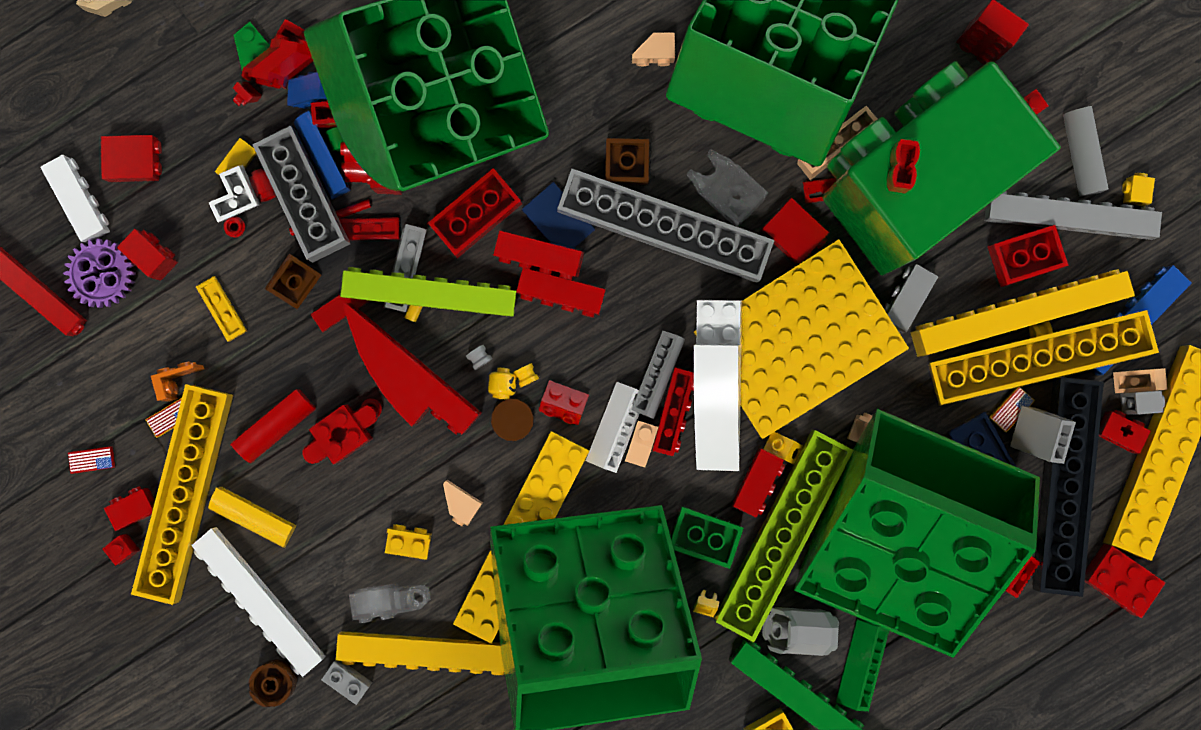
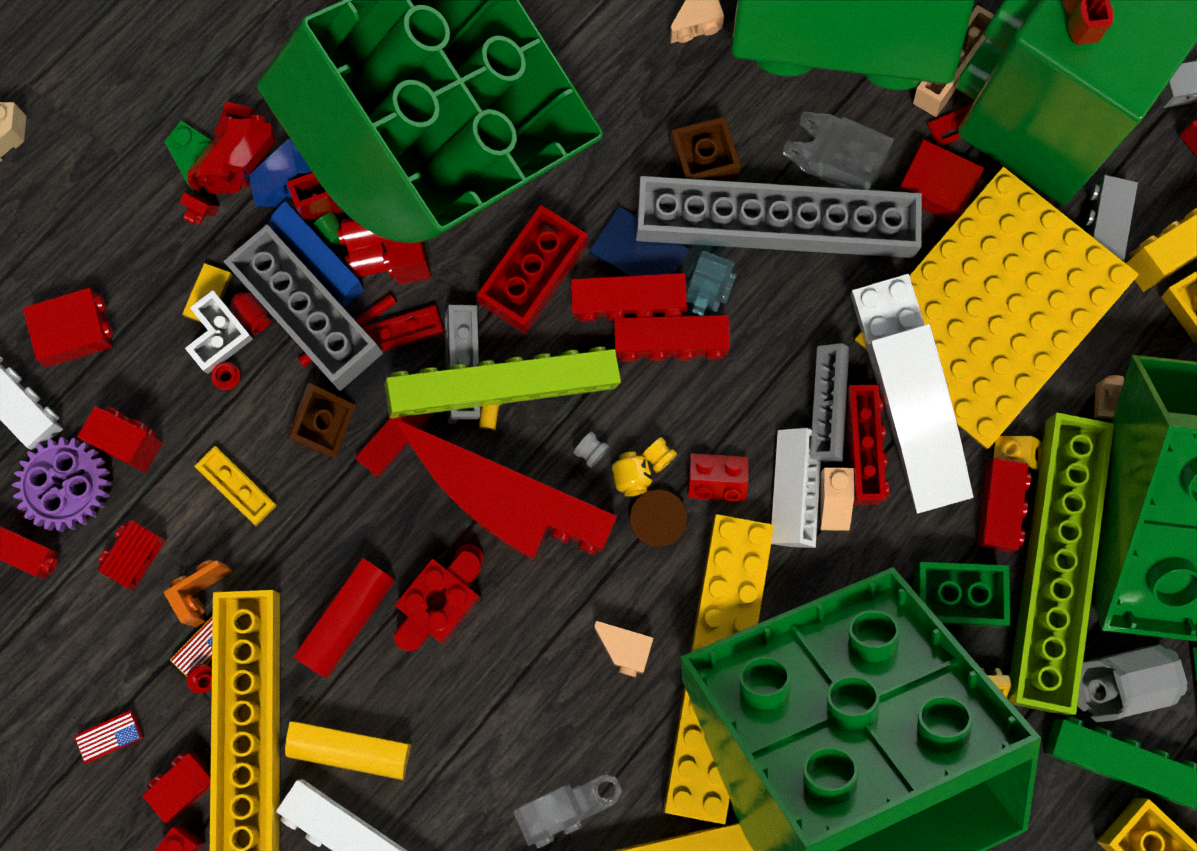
camera: 15 degrees left, 10 degrees down
(135, 338) = (130, 554): none -> red brick
(162, 434) = (195, 674): none -> red plate
(408, 542) = (568, 722): yellow bracket -> none
(599, 262) = (710, 283): none -> clear light blue brick

